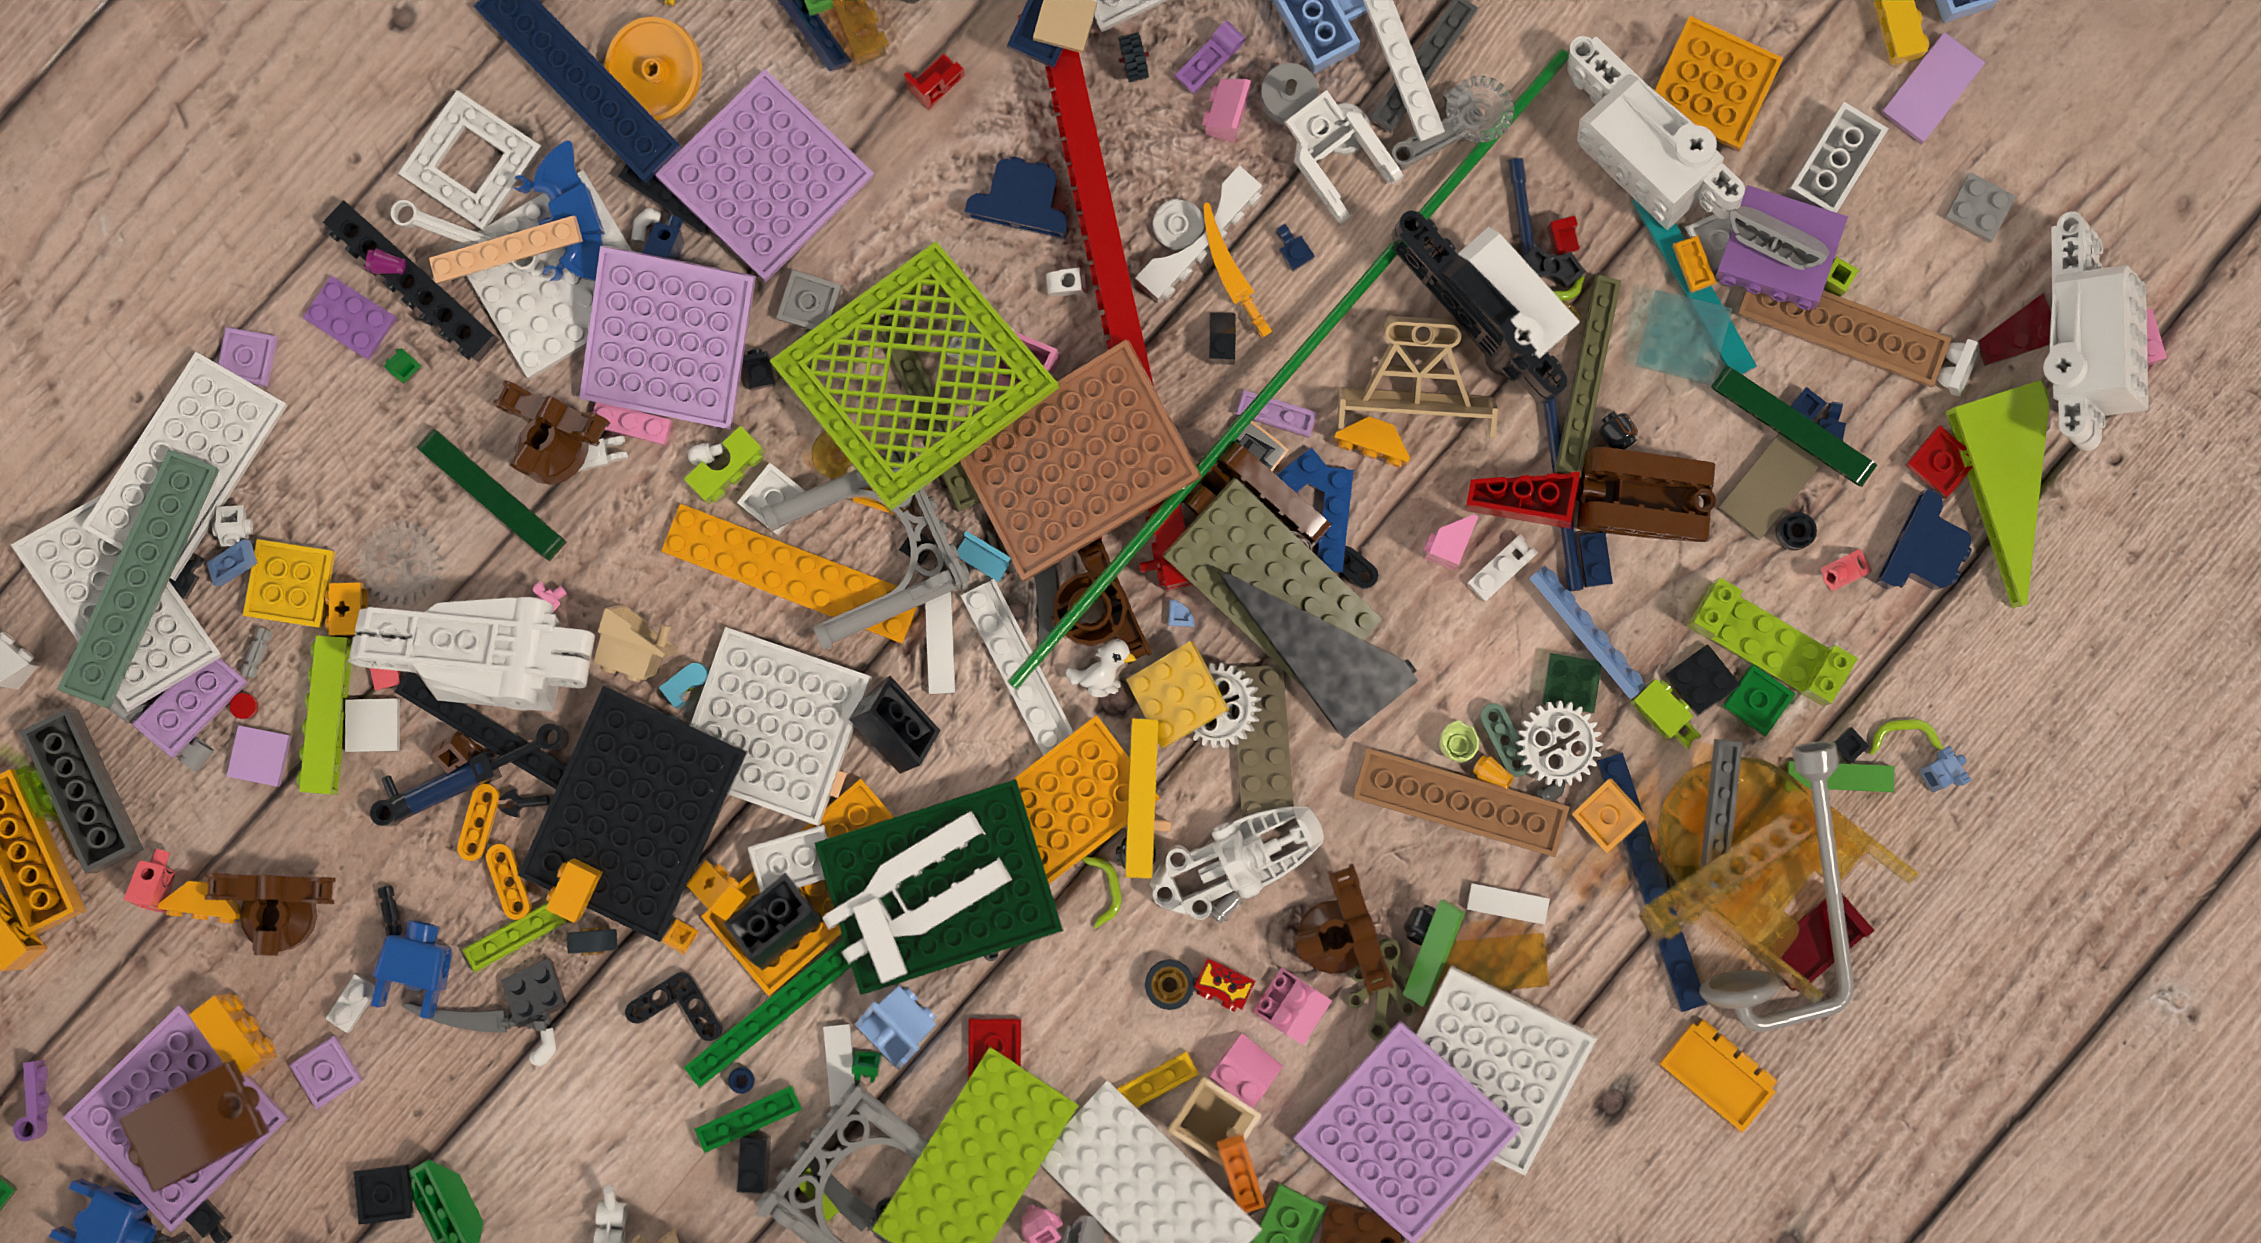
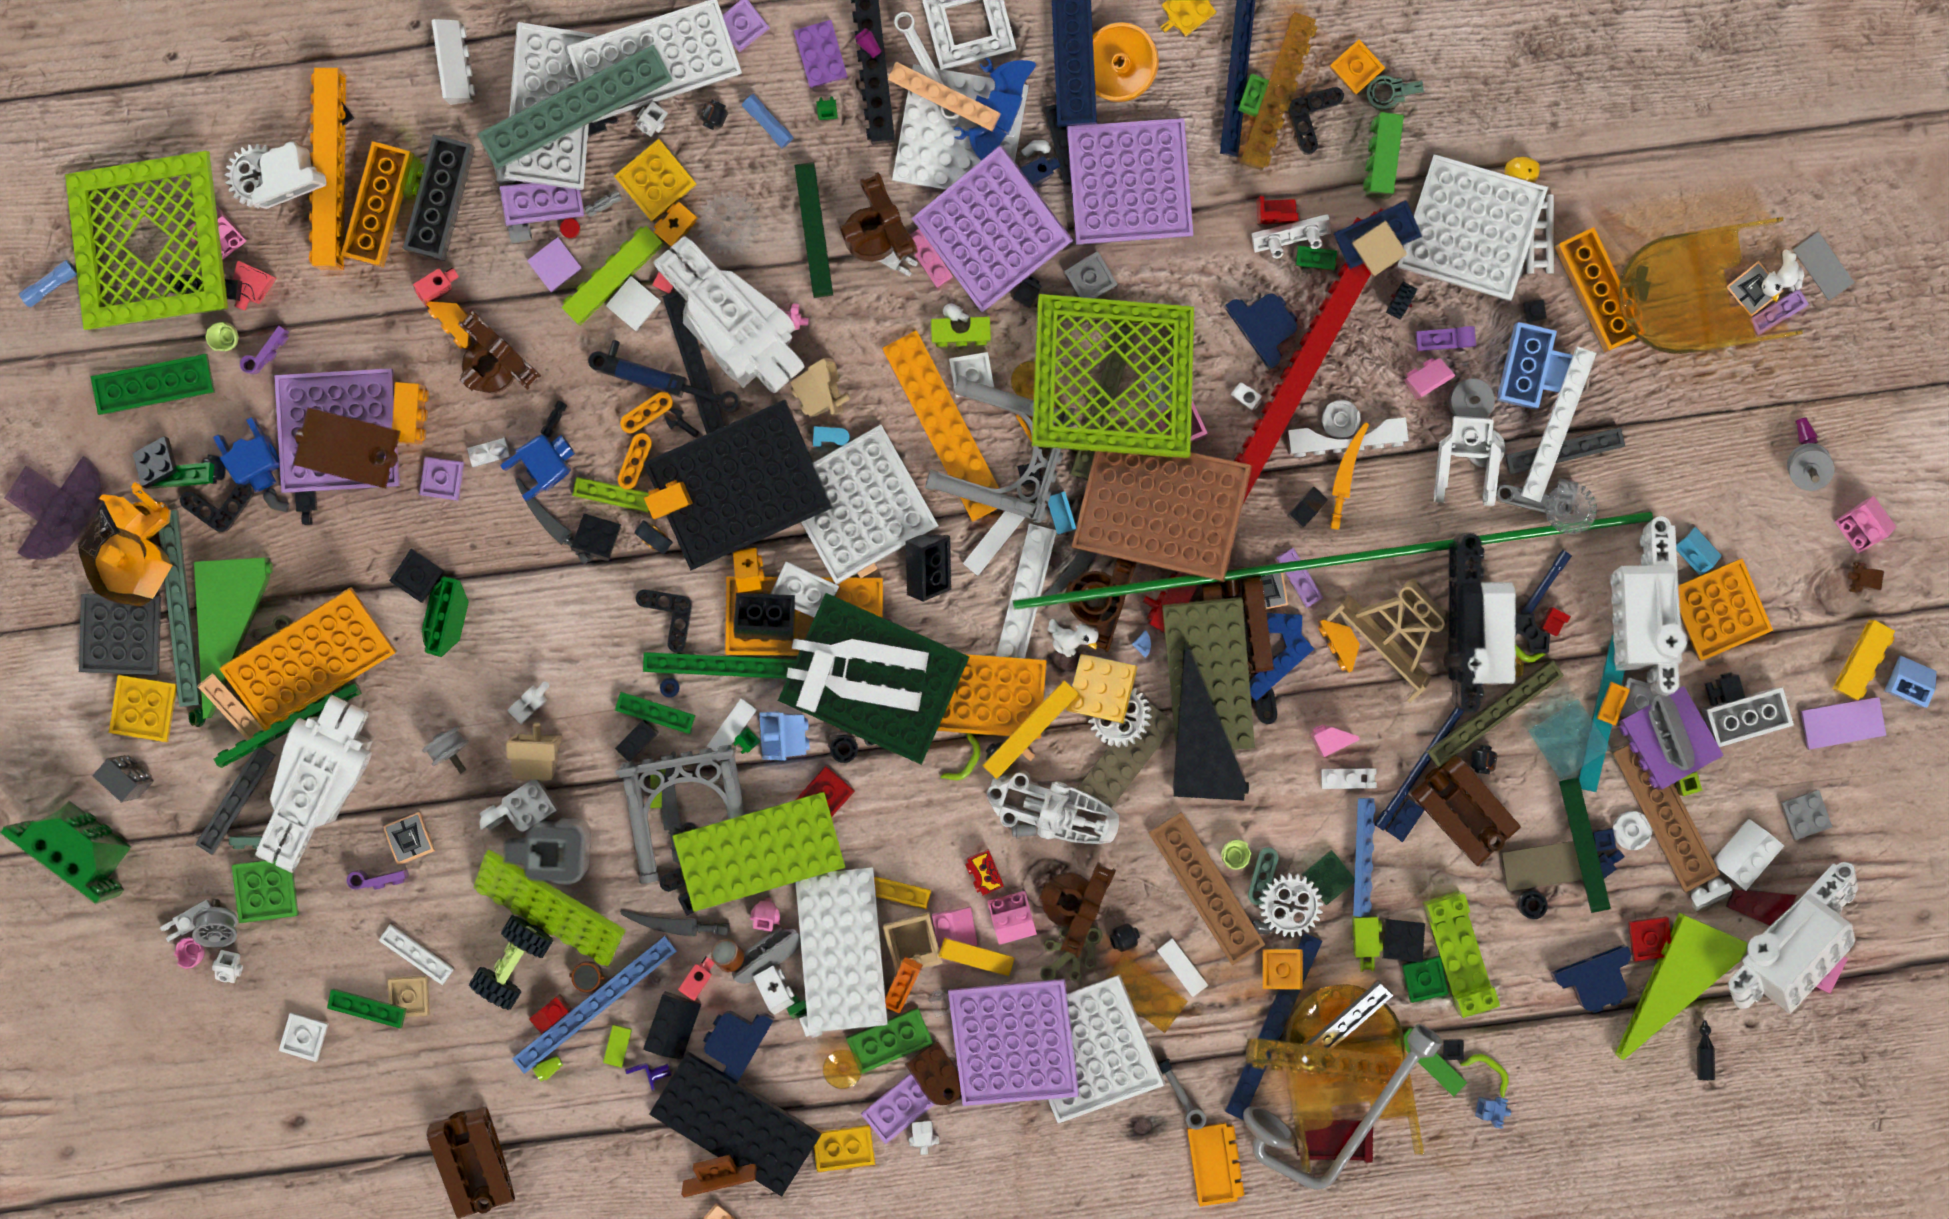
camera: 30 degrees right, 5 degrees up
(232, 563) = (633, 140): medium blue plate -> none
(292, 468) = (713, 114): none -> black head
(333, 426) = (767, 121): none -> medium blue axle
(453, 751) = (667, 360): reddish brown piece -> none
(546, 1049) = (576, 574): white arm -> none
(680, 936) = (704, 577): light orange tile -> none
(961, 991) = (844, 758): none -> black wheel
(969, 86) = (1276, 237): none -> white plate
(1014, 91) = (1316, 258): none -> green plate
(1180, 995) = (951, 856): wheel -> none
(1291, 1078) = (976, 956): none -> yellow tile
(1294, 251) = (1394, 494): dark blue plate -> none
(1434, 953) = (1116, 958): bright green tile -> none
(1491, 771) = (1239, 887): light orange cone -> none
(1527, 498) = (1398, 754): red wedge -> none
(1583, 1021) = (1165, 1068): none -> light grey piece
(1642, 47) = (1698, 551): none -> medium azure panel
(1792, 152) = (1728, 688): none -> black brick
(1826, 372) = (1632, 830): none -> white tile
(1845, 570) = (1540, 950): coral bracket -> none
(1960, 295) = (1747, 854): none -> white slope
(2102, 528) = (1705, 1055): none -> black wheel

